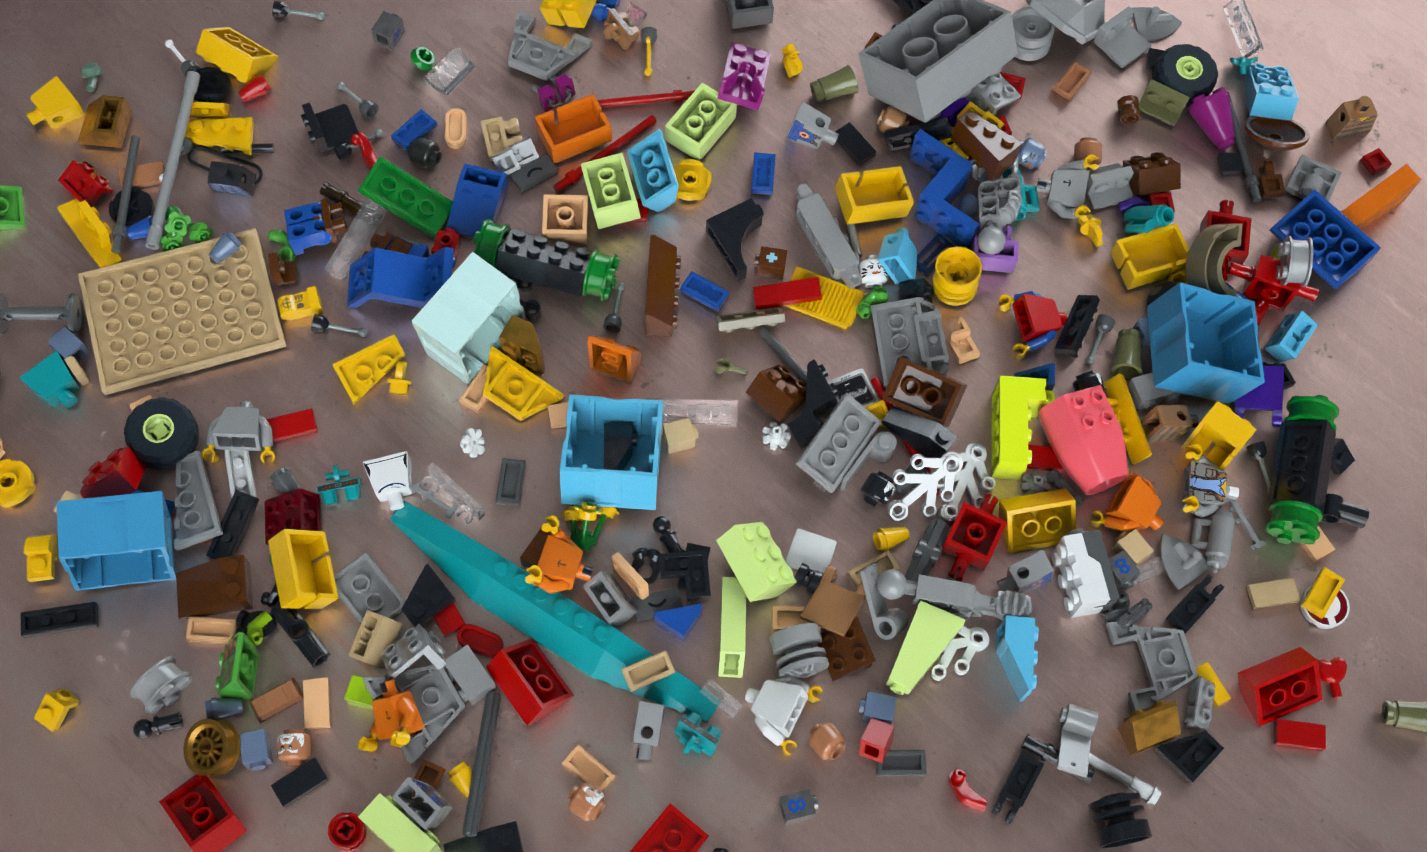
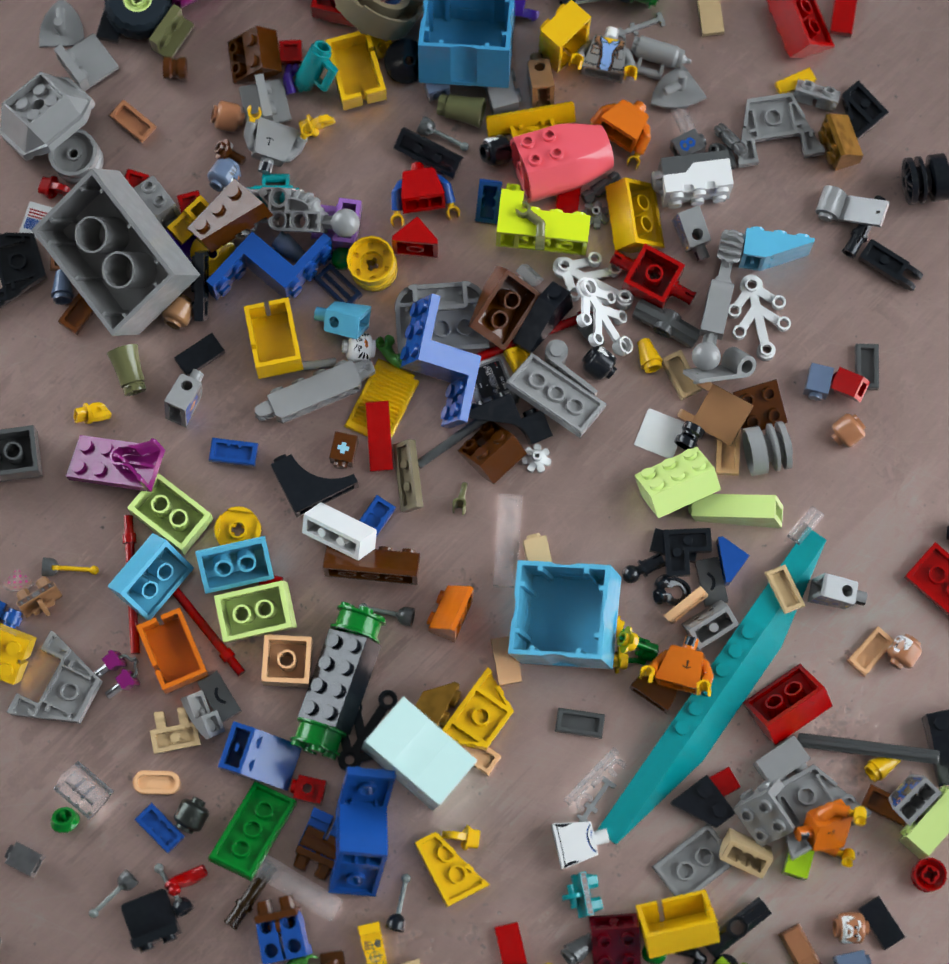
camera: 85 degrees left, 10 degrees up
(316, 703) = (805, 909): light nougat tile -> none
(472, 442) = (538, 760): white plant -> none
(480, 640) = (745, 753): red tile -> none
(618, 445) = (552, 612): black slope -> none
(638, 106) = (151, 576): none -> medium azure slope
(689, 255) = (339, 531): none -> white brick
(695, 737) = (844, 551): teal hips -> none
(779, 707) = (818, 471): white torso -> none
(798, 806) = (908, 460): flat silver brick -> none
(863, 332) = (440, 361): none -> blue bracket
(916, 288) = (383, 307): black bracket -> none
(923, 644) = (765, 335): yellowish green slope -> none
(962, 344) = (441, 267): light nougat slope -> none
(962, 421) = (529, 275): none -> light grey plate
(963, 791) = (894, 312): arm -> none
(986, 311) = (415, 240): none -> red slope
(995, 413) = (536, 220): none -> olive arm
(1054, 154) = (224, 150): none -> reddish brown plate
(1134, 545) = (665, 131): tan brick -> none
(1134, 784) = (896, 150): white pin -> none
(1193, 605) = (721, 85): black hinge -> none

